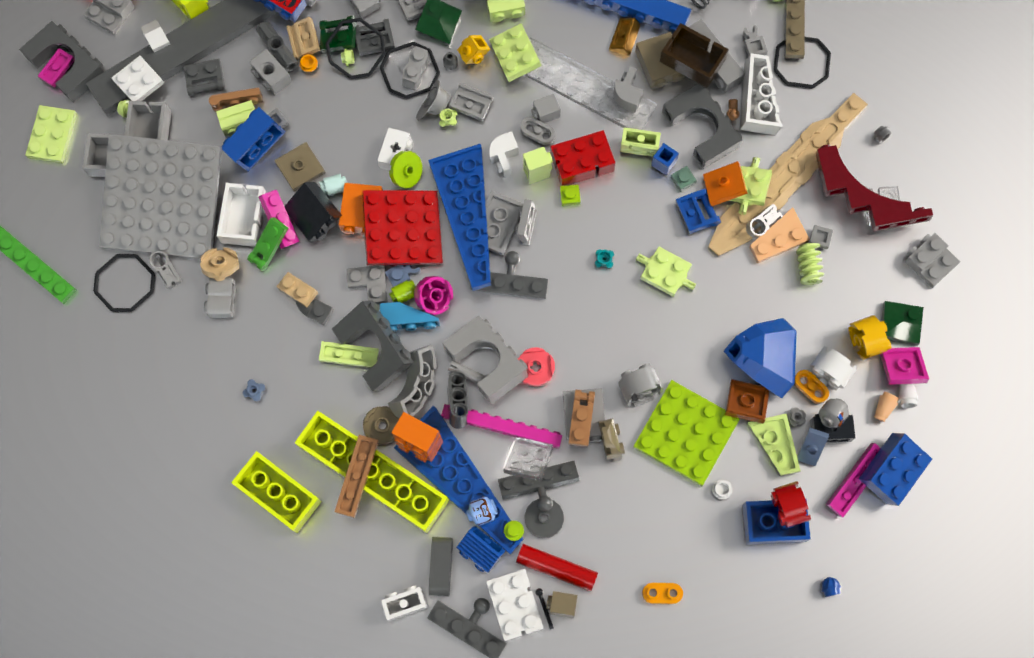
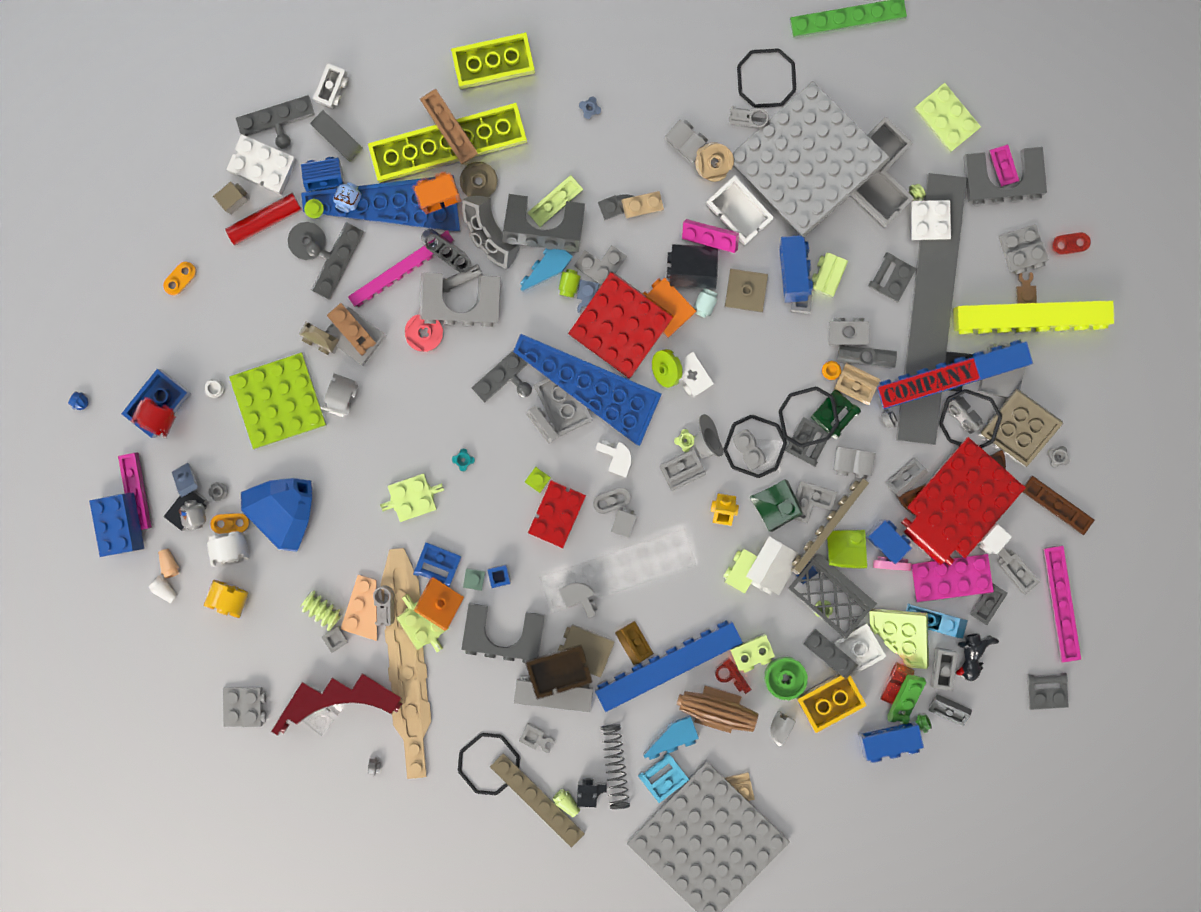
camera: 130 degrees right, 15 degrees up
(155, 35) = (963, 266): white slope -> none
(230, 99) = (847, 284): medium nougat plate -> none
(268, 243) = (697, 211): bright green plate -> none
(347, 57) = (808, 405): yellowish green plate -> none
(433, 294) = (544, 302): dark pink cylinder -> none
(450, 61) = (729, 484): dark grey hose -> none
(515, 52) = (692, 540): yellowish green plate -> none
(528, 458) = (357, 265): clear plate -> none
(537, 165) = (579, 472): yellowish green brick -> none
(539, 592) = (257, 191): black hinge -> none
(640, 142) = (529, 569): yellowish green brick -> none
(733, 112) = (492, 665): medium nougat arm -> none
(747, 401) = (260, 464): dark orange plate -> none
(759, 104) = (486, 697): white wedge -> none
(778, 443) = (212, 460): yellowish green wing -> none
(903, 322) = (217, 637): dark green plate -> none
(904, 366) = (183, 605): dark pink plate -> none

